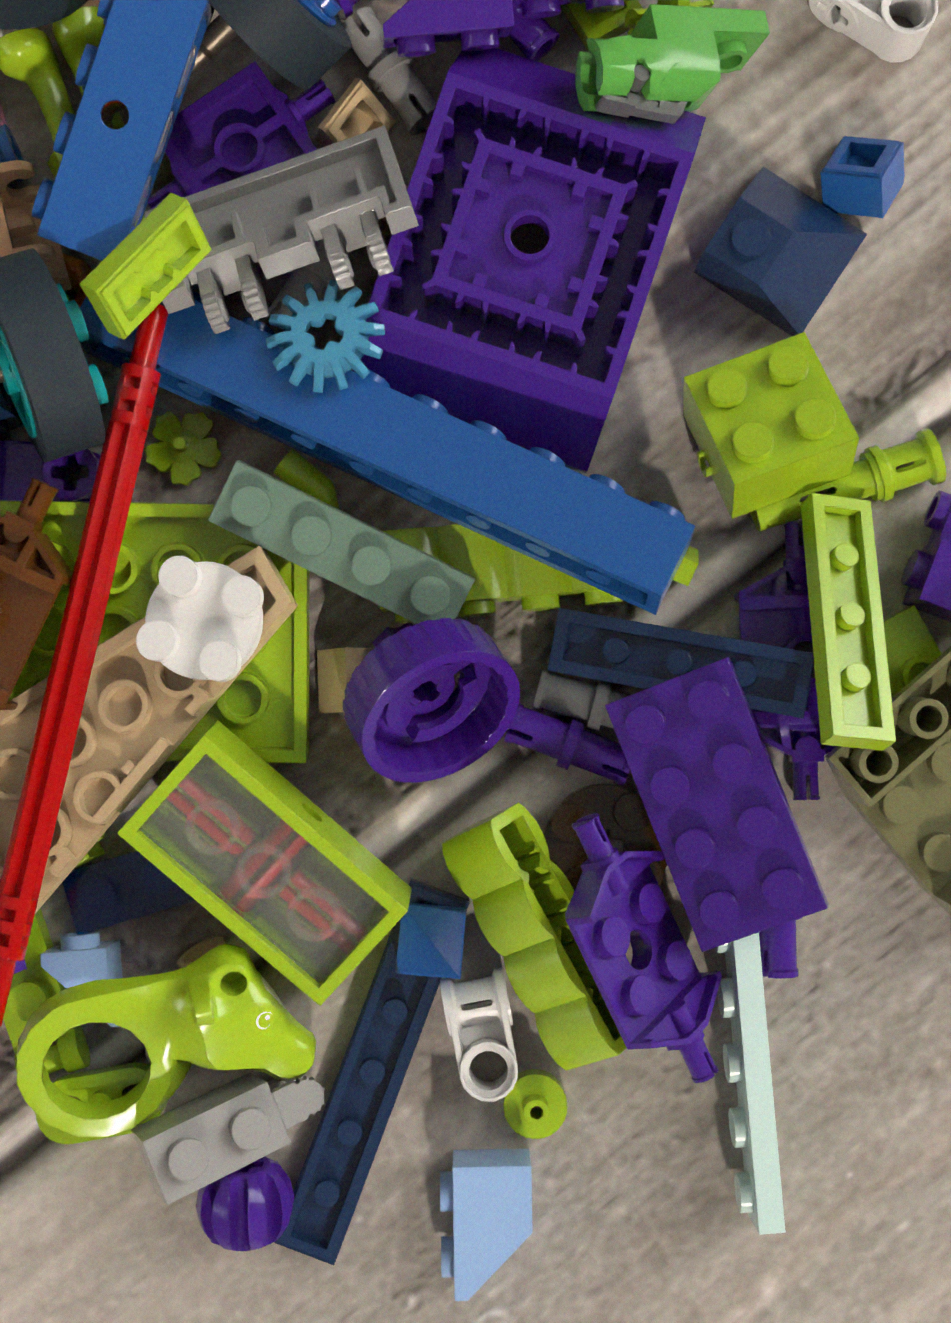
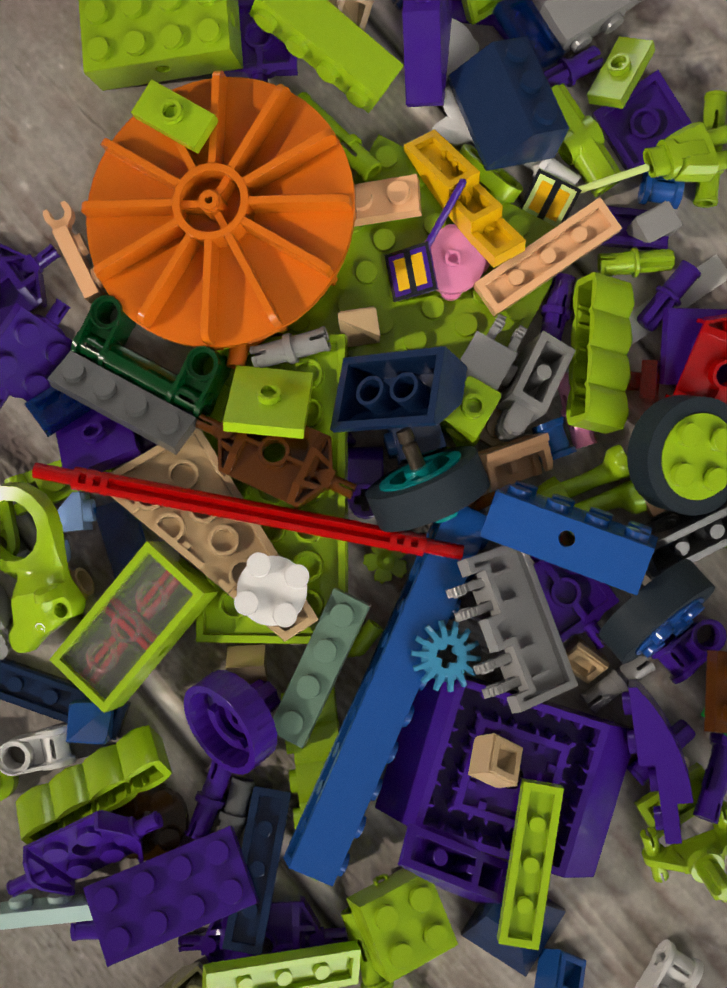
camera: 90 degrees right, 0 degrees up
(146, 266) = (480, 554): lime plate -> none
(498, 256) = (495, 761): none -> tan slope
(666, 203) = (530, 864): none -> lime plate
(667, 60) = (622, 856): bright green plate -> none
(675, 330) = (453, 866): none -> dark purple slope

